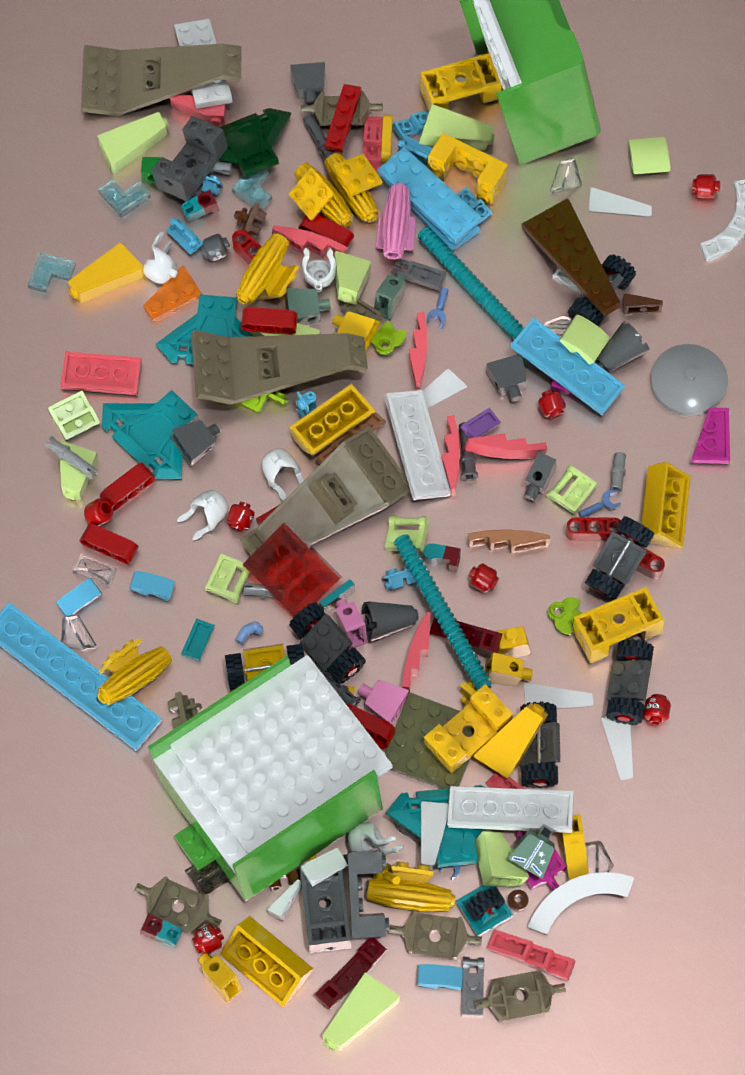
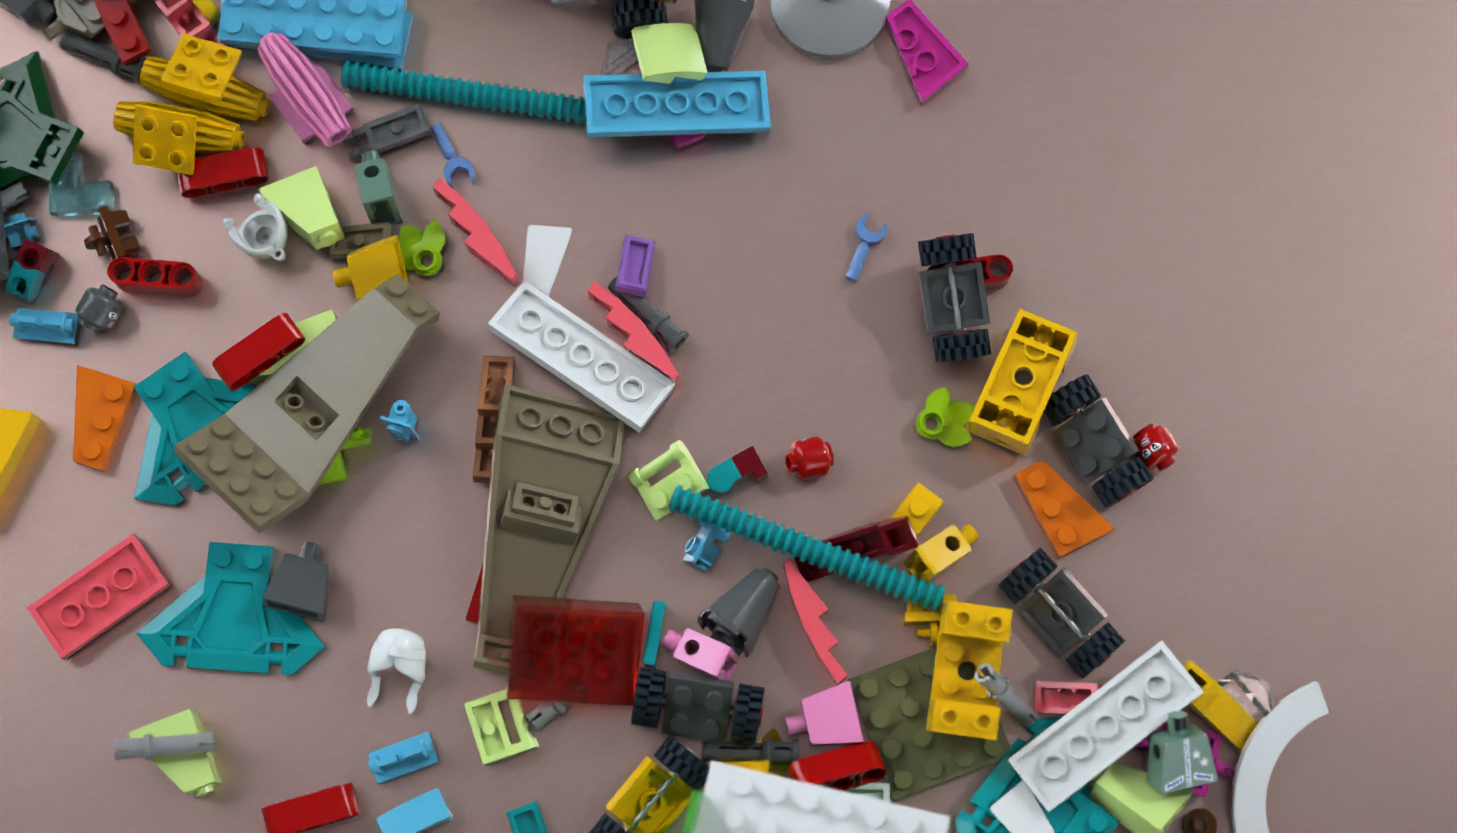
camera: 40 degrees left, 10 degrees up
(73, 415) = (113, 681): yellowish green slope -> none
(98, 512) = (261, 784): red head -> none
(128, 486) = (267, 717): red beam -> none
(161, 267) = (54, 392): white hair -> none
(171, 555) = (402, 758): none -> medium azure hinge
(240, 516) = (445, 634): red head -> none
(247, 629) = (581, 771): light blue arm -> none
(265, 273) = (198, 293): yellow plate -> none
(273, 462) = (427, 534): white hair -> none
(302, 239) = (203, 208): coral slope -> none
(306, 305) = (282, 289): sand green torso -> none
(330, 420) = (451, 416): yellow slope -> none
(475, 750) = (1001, 690): none -> light grey pin
(500, 447) = (687, 275): coral slope -> none
(508, 376) = (614, 175): dark grey torso -> none
(511, 743) = (1033, 647): yellow slope -> none
(514, 539) = (803, 378): nougat slope -> none
(542, 469) = (760, 259): dark grey torso -> none
(552, 404) = (697, 167): red head -> none
(560, 697) = (1008, 543): white sticker -> none
(577, 492) = (824, 255): yellowish green plate -> none
(584, 525) = (880, 297): red beam -> none
(584, 702) = (1060, 510): none -> orange wing
(618, 471) = (849, 187): light grey pin -> none
(621, 747) = (1145, 525): white sticker -> none
(666, 504) = (940, 181): yellow slope -> none

